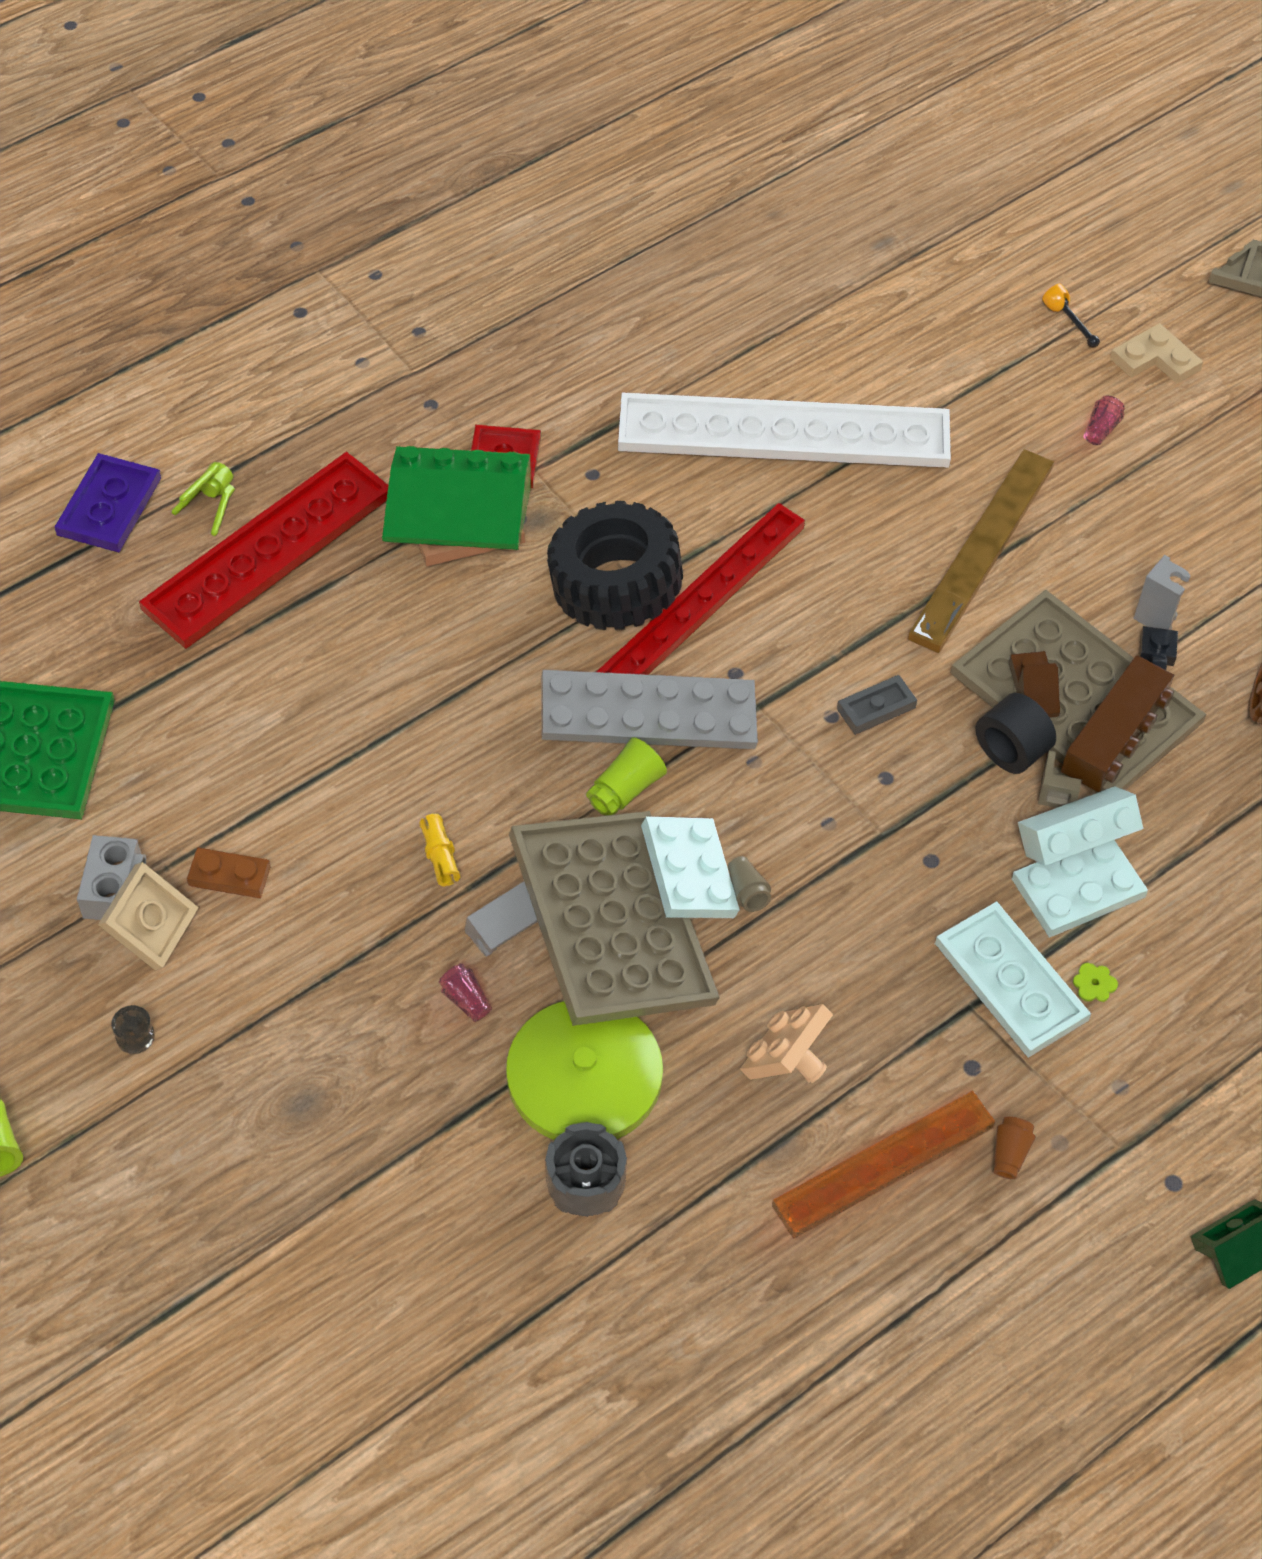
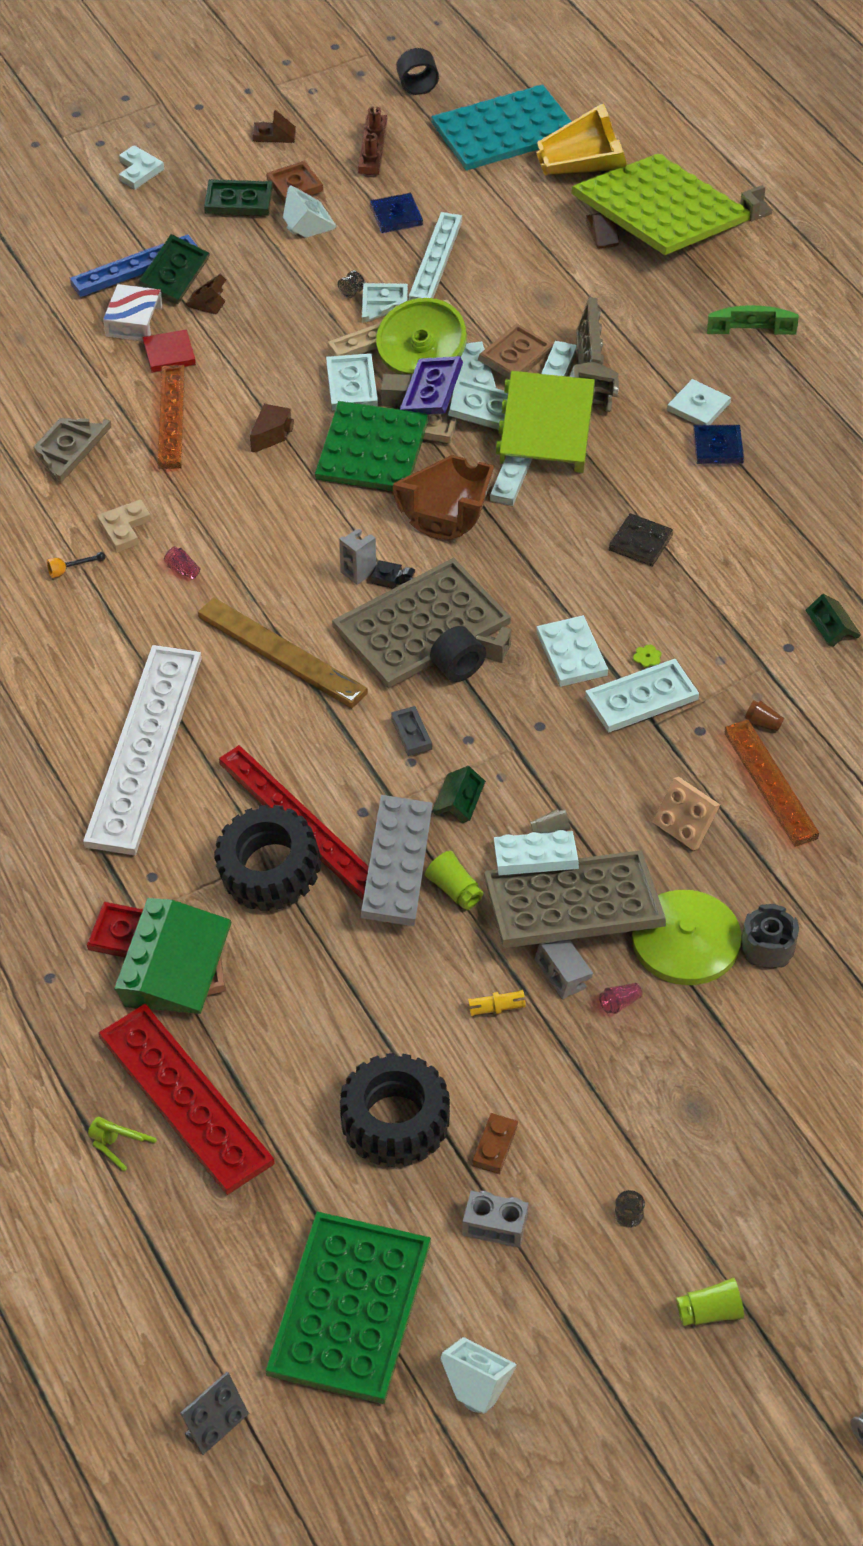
camera: 80 degrees left, 5 degrees down
(108, 502) = (108, 1213): dark purple plate -> none
(148, 916) = (542, 1189): tan plate -> none
(247, 711) = (394, 1141): none -> black tyre
(778, 774) = (460, 793): none -> dark green panel
(1037, 680) = (416, 637): reddish brown slope -> none
(1080, 825) = (535, 635): light aqua brick -> none
(1118, 723) = (461, 598): reddish brown brick -> none

